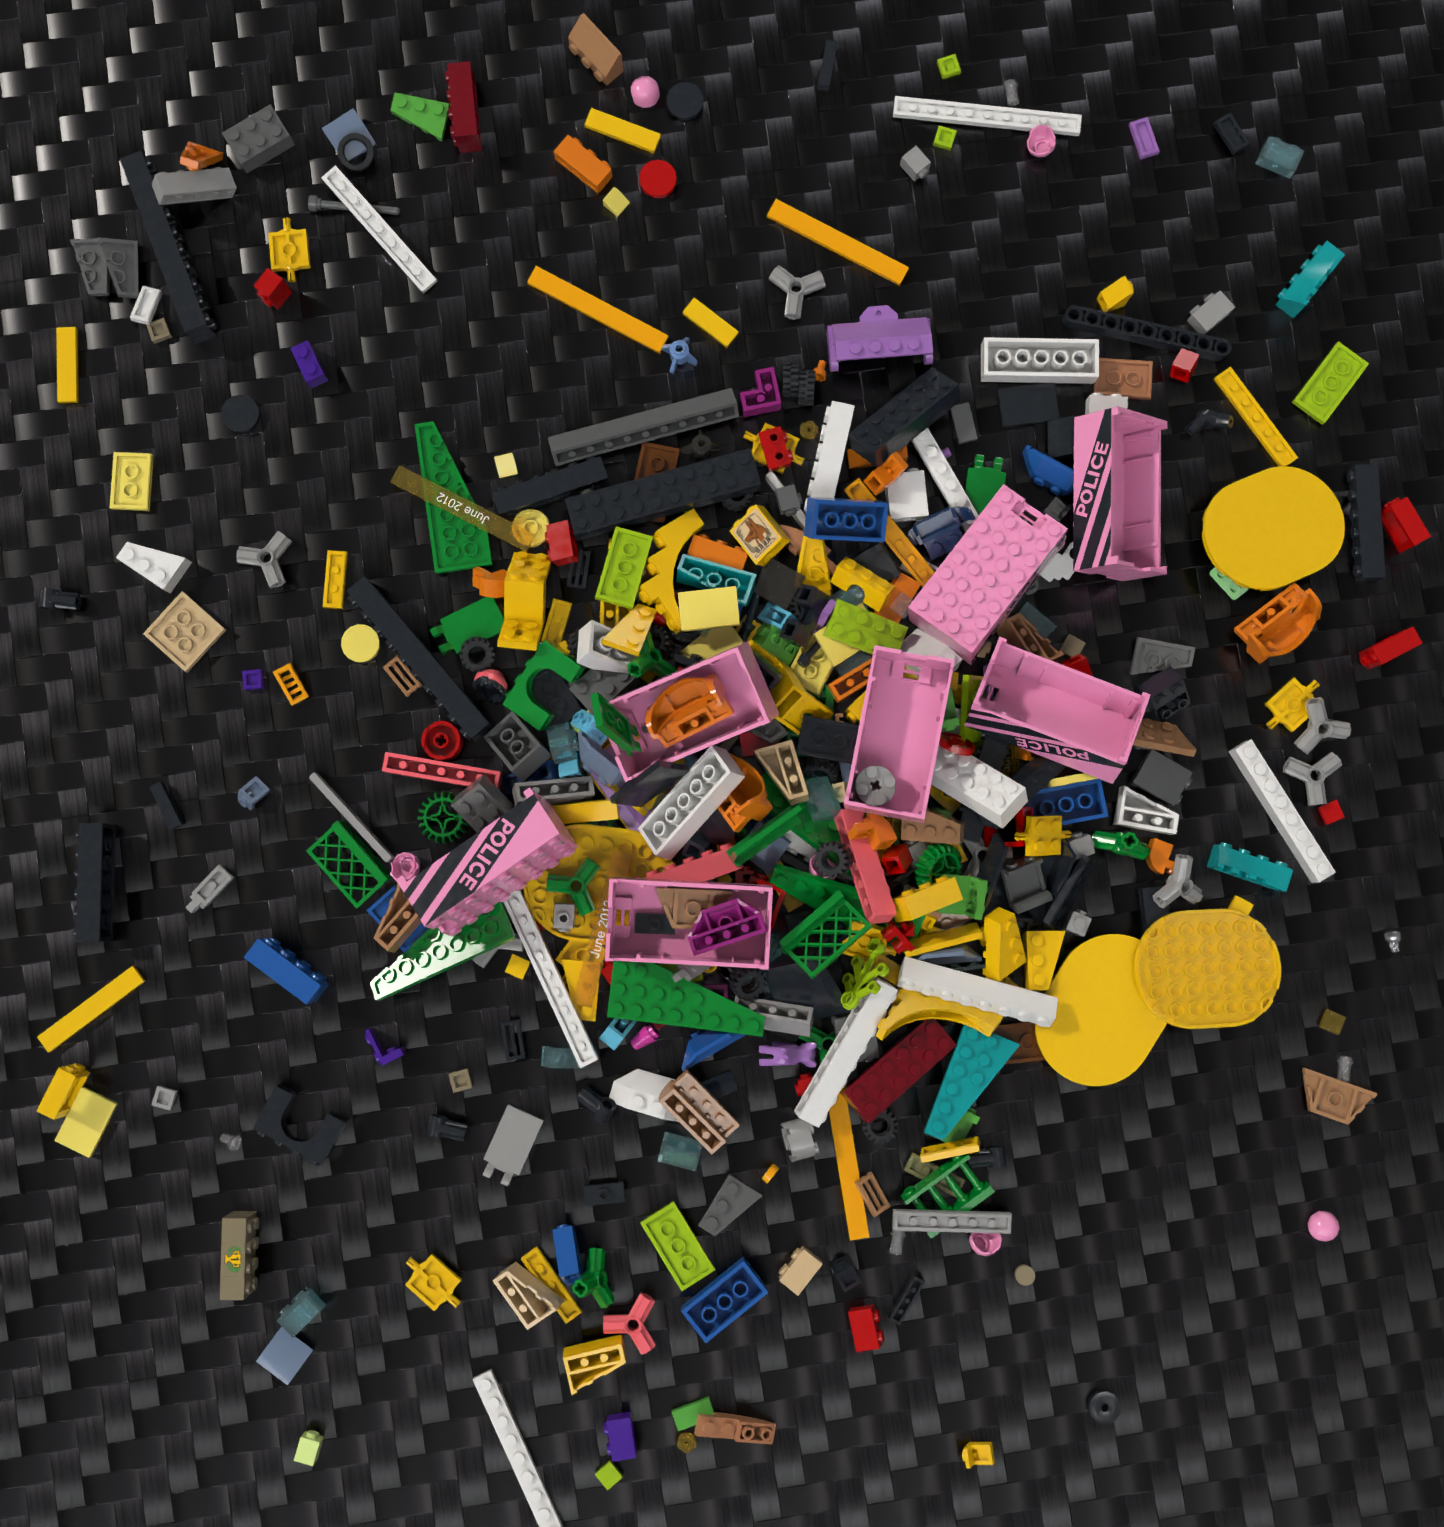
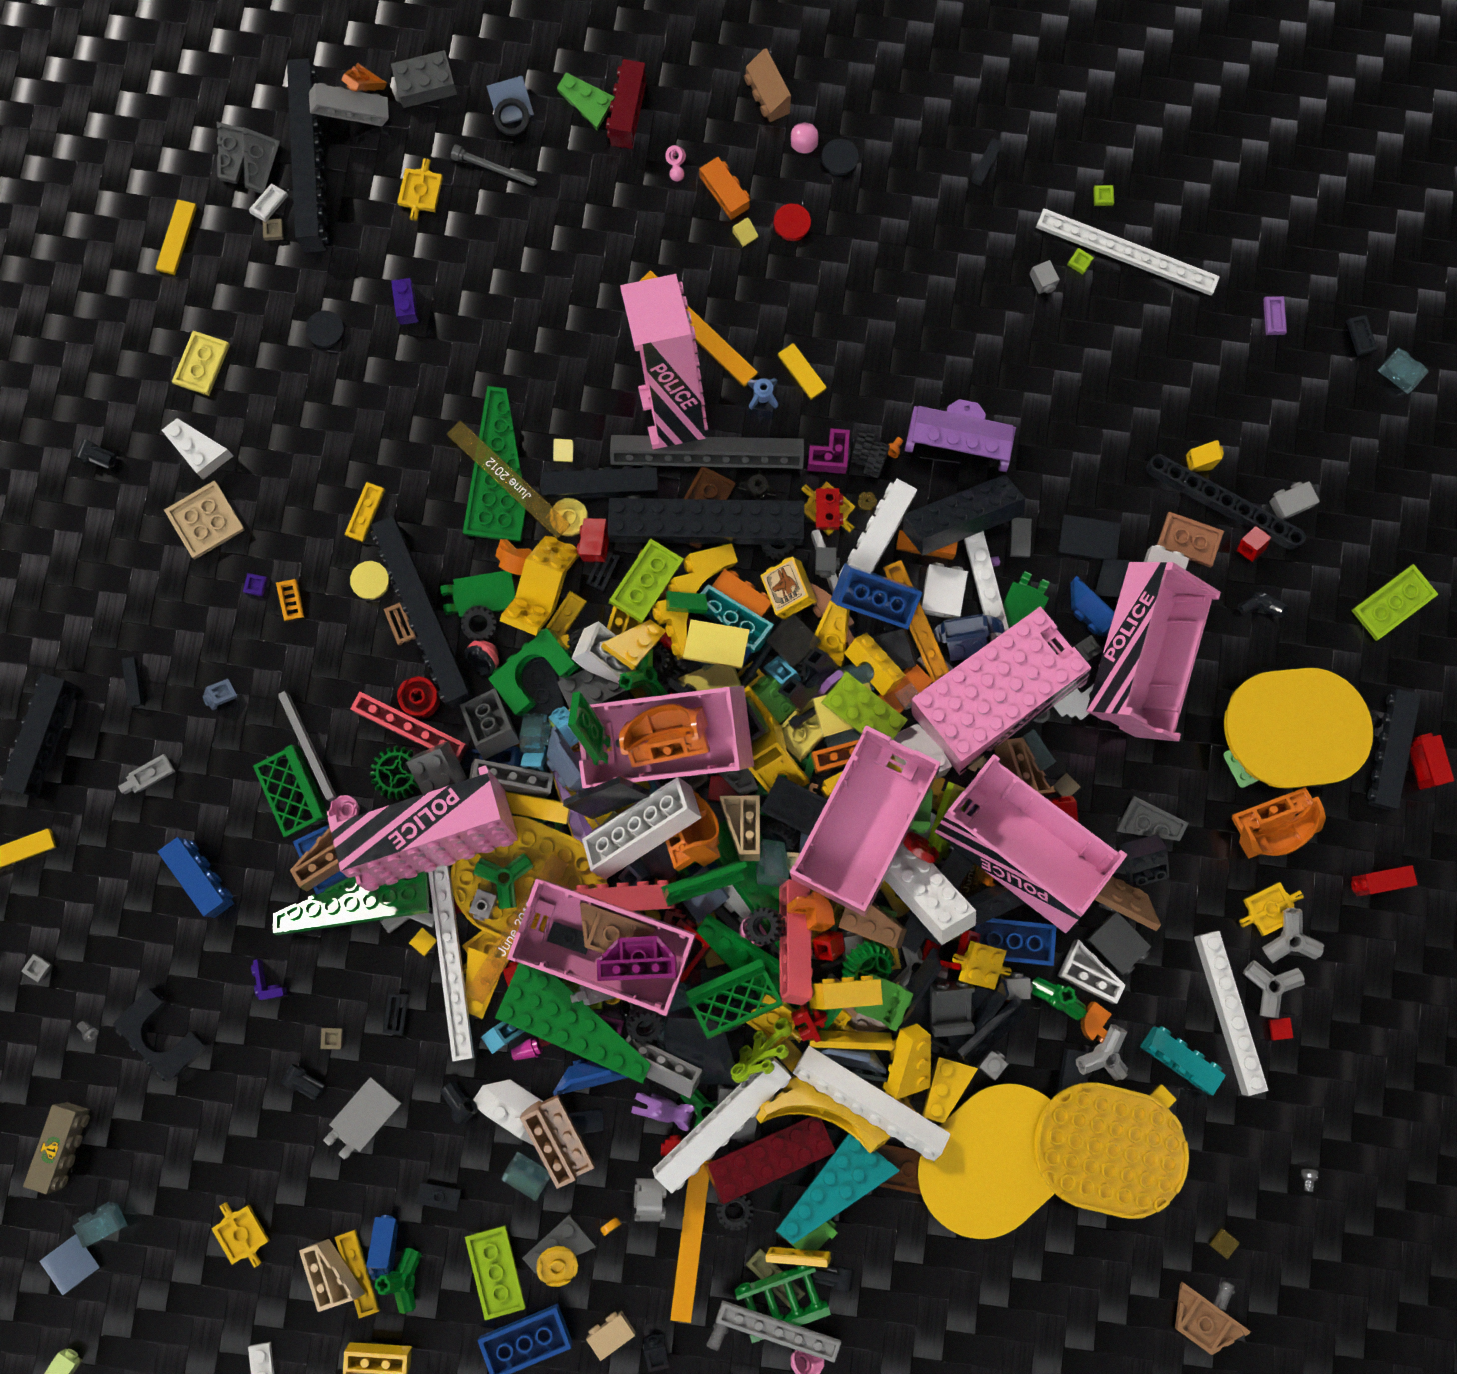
camera: 15 degrees right, 5 degrees down
(271, 569) = (306, 484): light grey piece -> none
(272, 289) = (391, 221): red brick -> none
(379, 229) = (511, 194): white plate -> none
(532, 162) = (676, 173): none -> bright pink plate
(558, 1058) = (435, 1045): clear light blue bracket -> none
(582, 349) = (668, 359): none -> bright pink piece
(622, 130) = (772, 167): yellow tile -> none
(640, 1335) = (412, 1335): coral piece -> none
(668, 577) = (686, 602): none -> green slope
(732, 1223) = (557, 1266): none -> yellow tile
(794, 300) = (889, 373): light grey piece -> none
(837, 242) = (948, 330): light orange tile -> none
(864, 1180) = (703, 1299): medium nougat tile -> none
(885, 782) = (827, 853): light grey brick -> none
(886, 474) = (929, 564): orange brick -> none
(1011, 92) = (1157, 236): clear pin -> none
(1040, 360) = (1112, 498): white brick -> none
(1041, 141) = (1173, 290): bright pink hair -> none
(1069, 780) = (1025, 917): light yellow tile -> none
(1255, 417) = (1311, 615): yellow tile -> none
(1310, 279) = (1401, 496): teal wedge -> none

